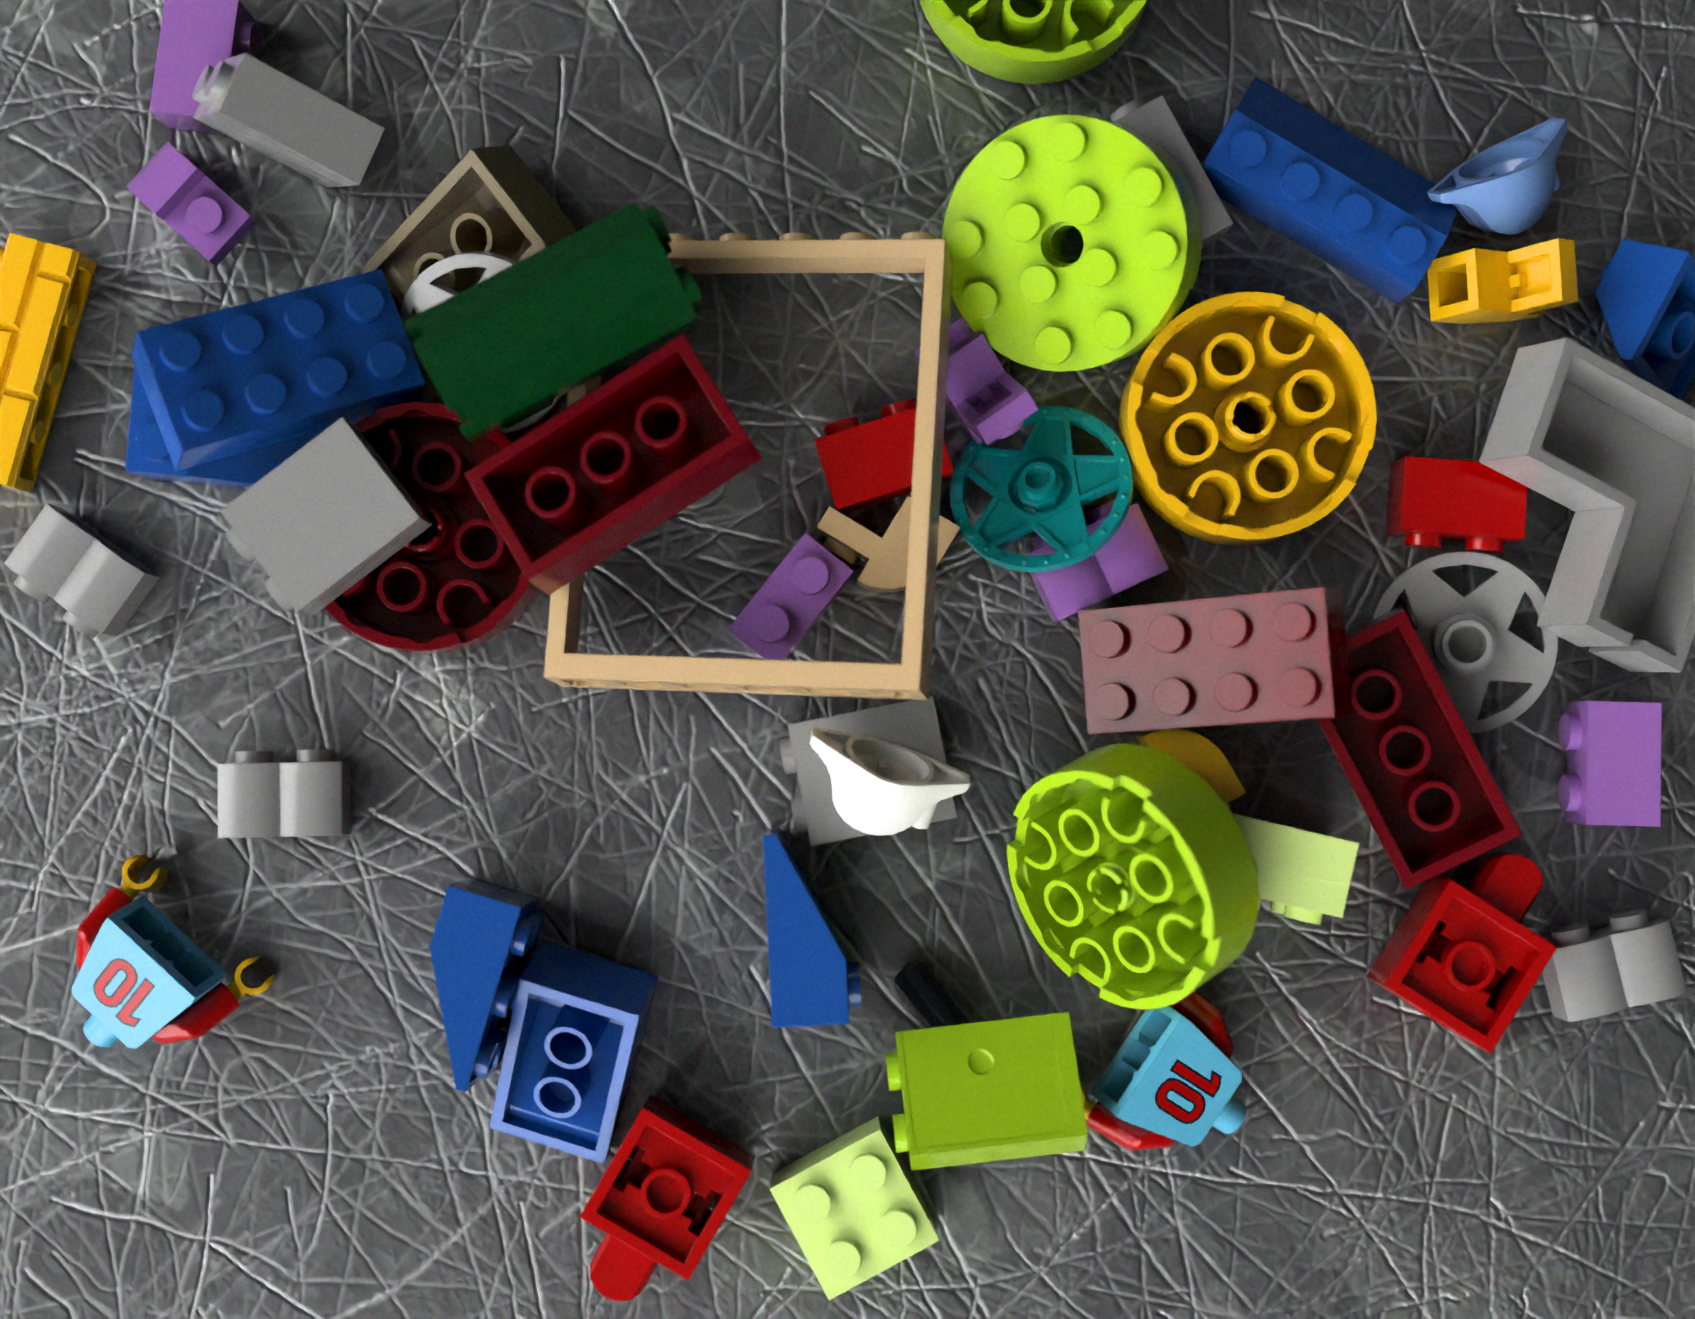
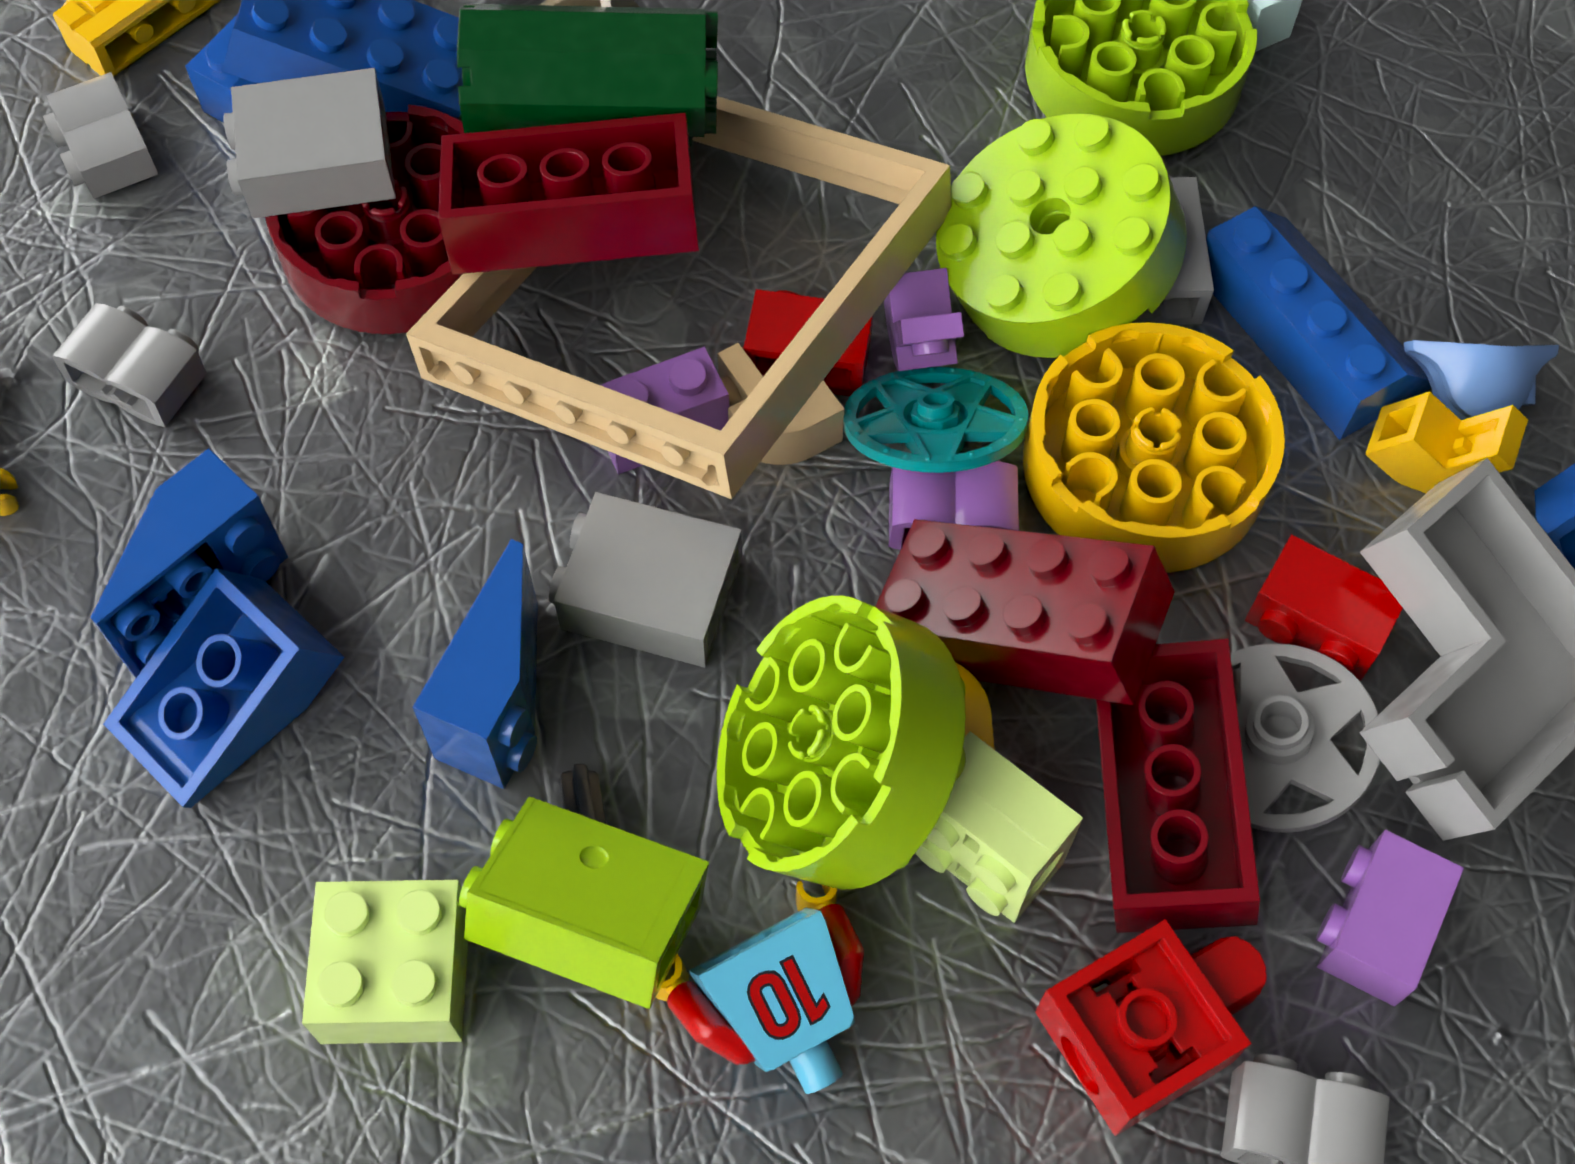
camera: 25 degrees right, 25 degrees down
(661, 1199) = (212, 853): red brick -> none
(883, 784) = (643, 564): white hat -> none

